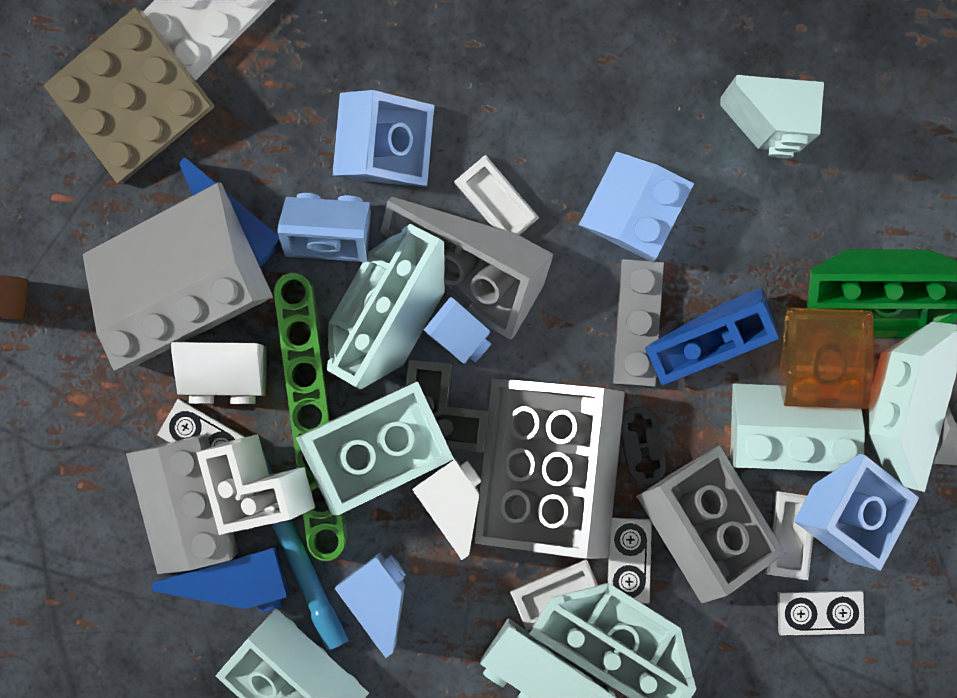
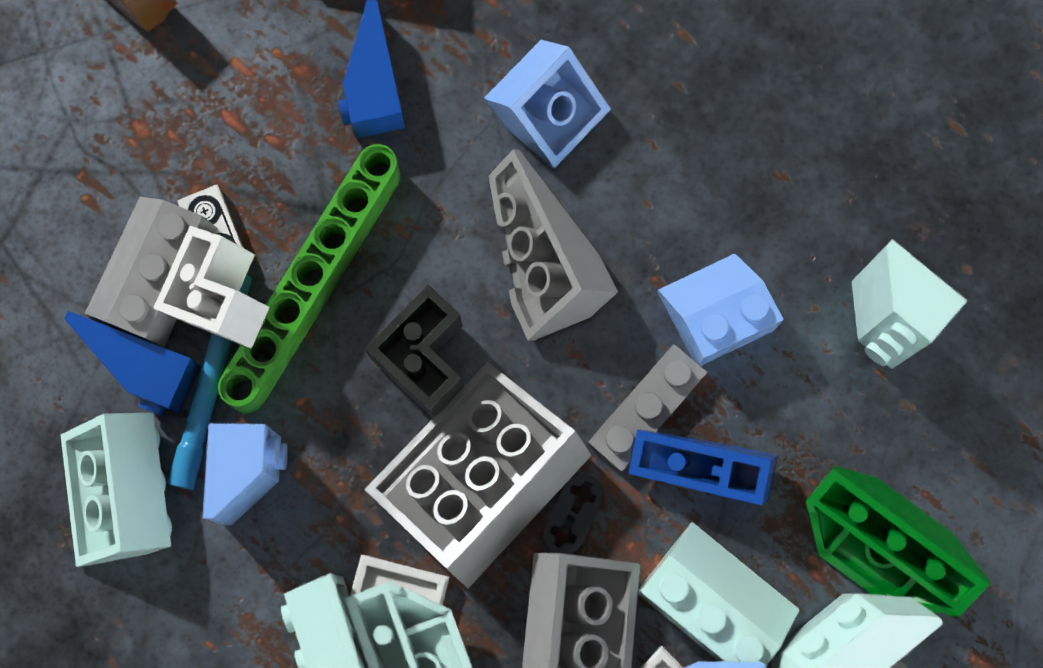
camera: 30 degrees right, 10 degrees down
(172, 278) = (288, 84): light grey slope -> none
(221, 370) = (268, 181): white slope -> none
(325, 228) = (443, 134): light blue slope -> none
(374, 448) = (339, 332): light aqua slope -> none
(386, 307) = (446, 235): light aqua wedge -> none
(452, 502) = (370, 435): white slope -> none
(459, 332) = (488, 295): light blue slope -> none
(495, 197) = (605, 217): white tile -> none
(630, 557) = (488, 604): tile -> none
(827, 358) = (793, 558): clear orange slope -> none

